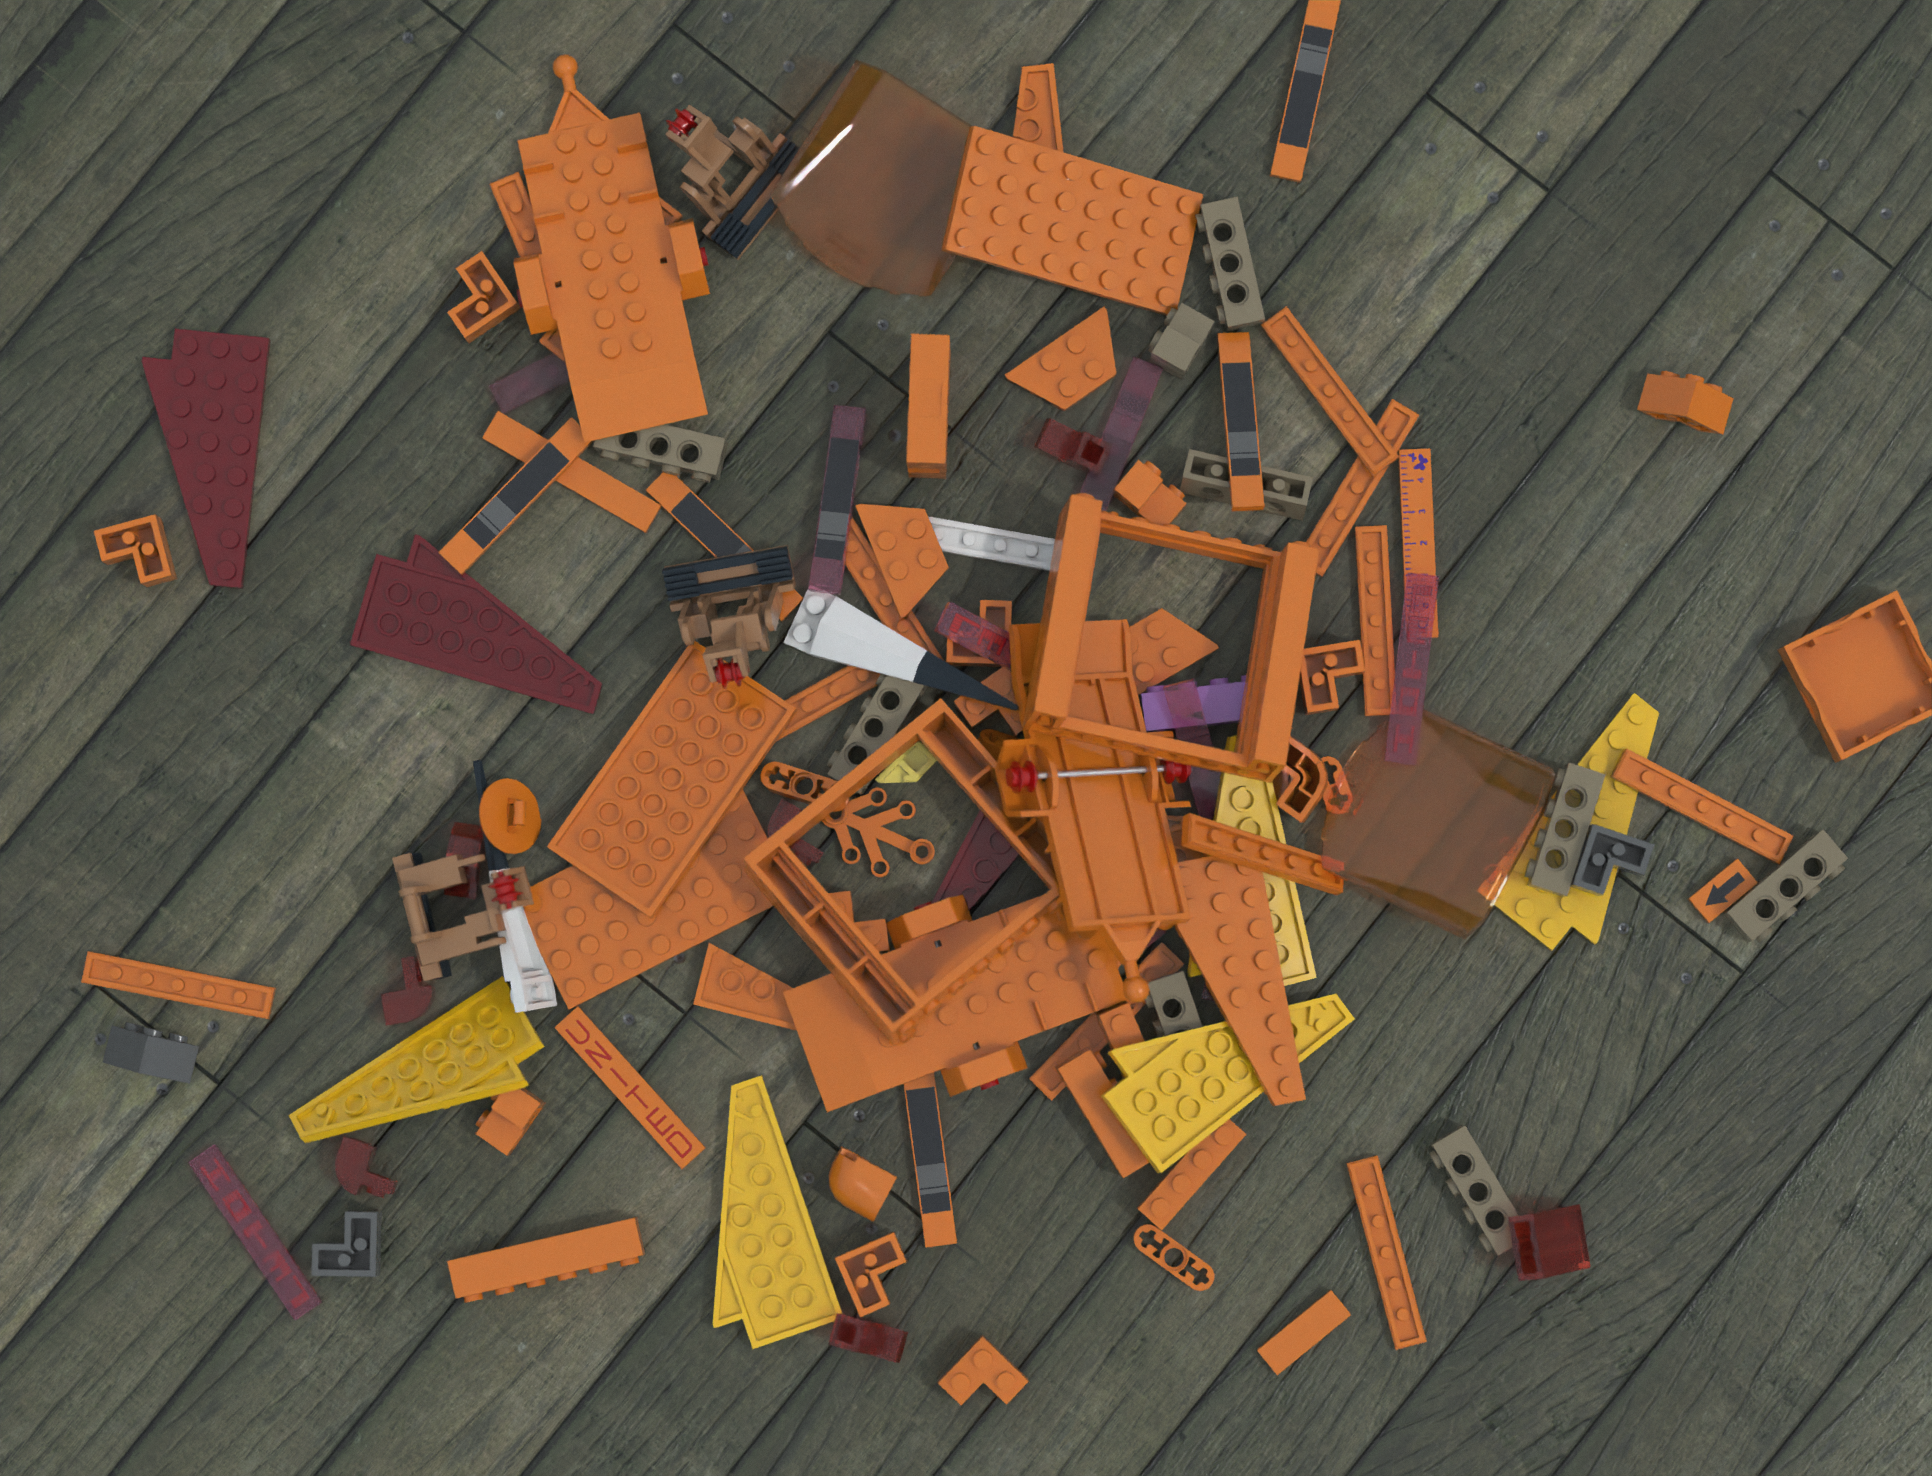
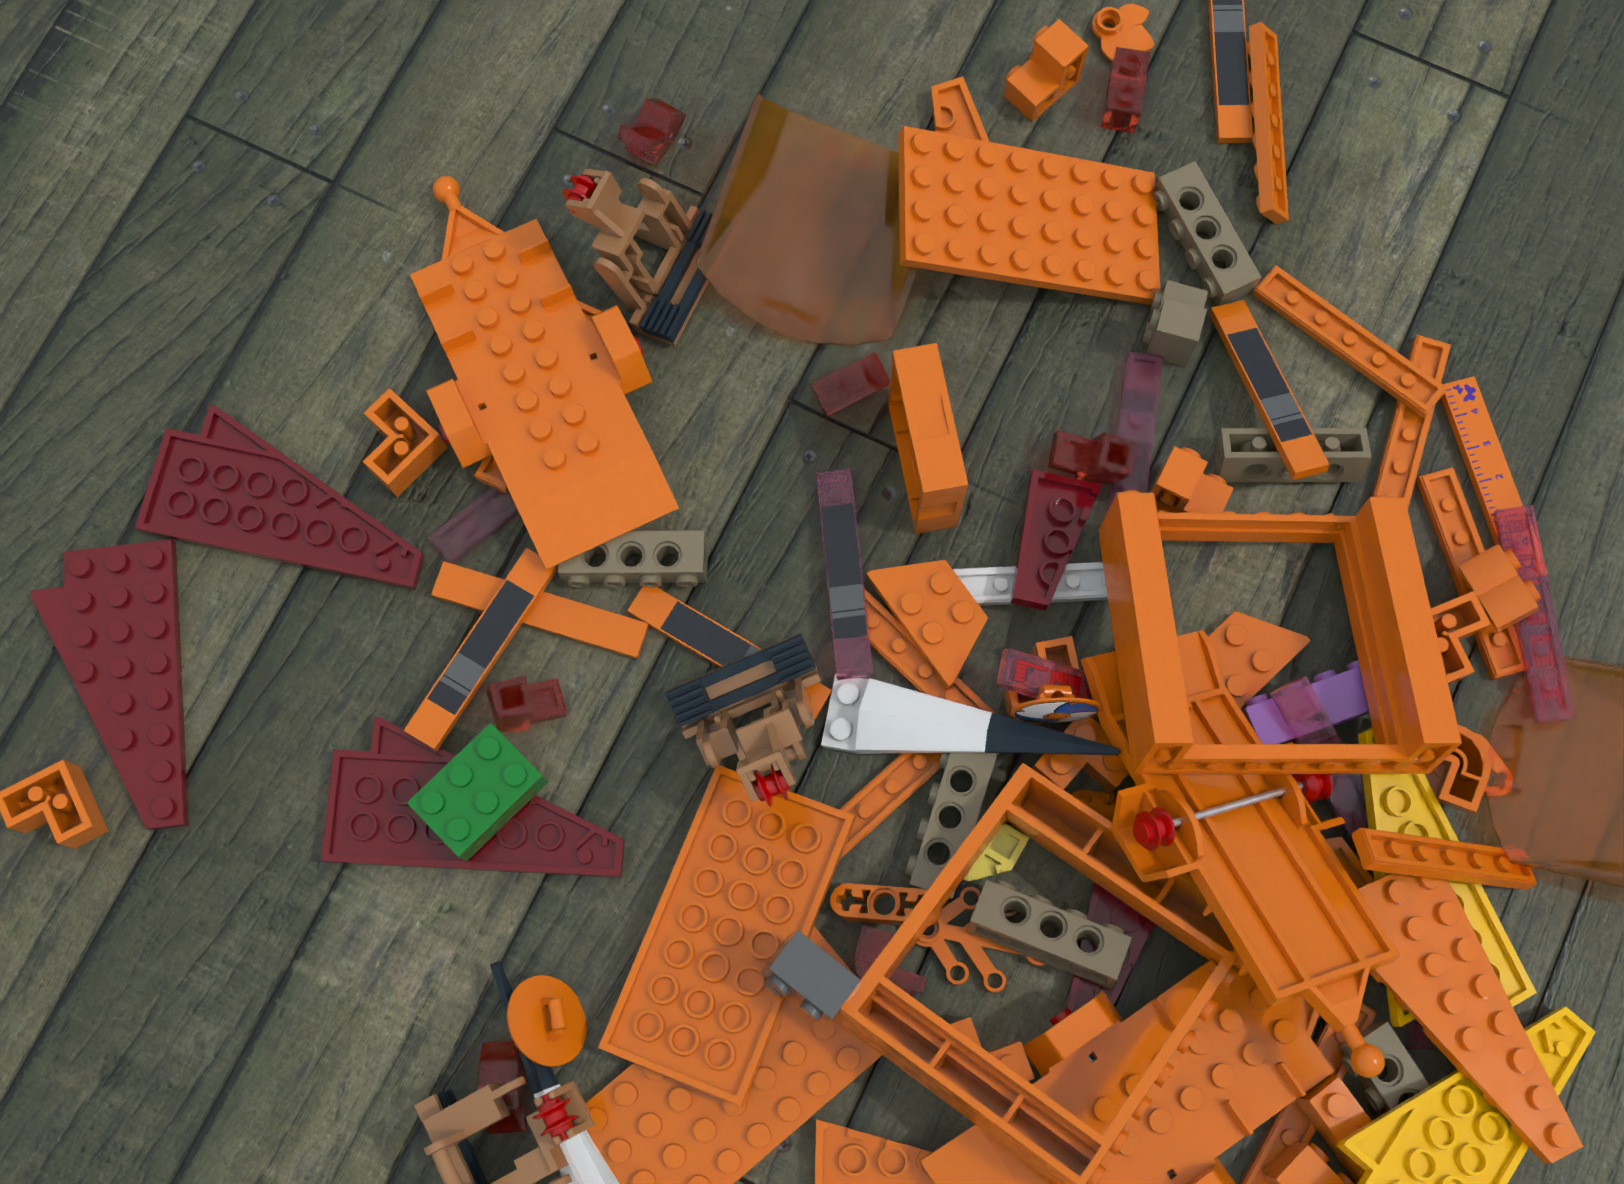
camera: 15 degrees left, 10 degrees down
(341, 316) = (255, 501): none -> dark red wing
(490, 619) = (477, 792): none -> green brick
(517, 213) = (423, 347): orange tile -> none
(540, 552) = (519, 705): none -> clear red brick
(727, 829) = (809, 974): none -> dark grey brick
(761, 53) = (653, 130): none -> clear red brick
(880, 333) = (850, 383): none -> clear red brick
(964, 874) = (1060, 952): none -> dark tan brick
(978, 662) = (1055, 710): none -> shield
(1024, 499) = (1049, 532): none -> dark red wing
(1070, 364) = (1061, 376): orange wing -> none
(1128, 80) = (1048, 73): none -> orange brick
(1196, 110) = (1125, 90): none -> clear red brick
(1216, 52) = (1126, 29): none -> orange plate
(1317, 170) = (1267, 115): none -> orange plate
(1384, 641) = (1499, 587): none -> orange brick

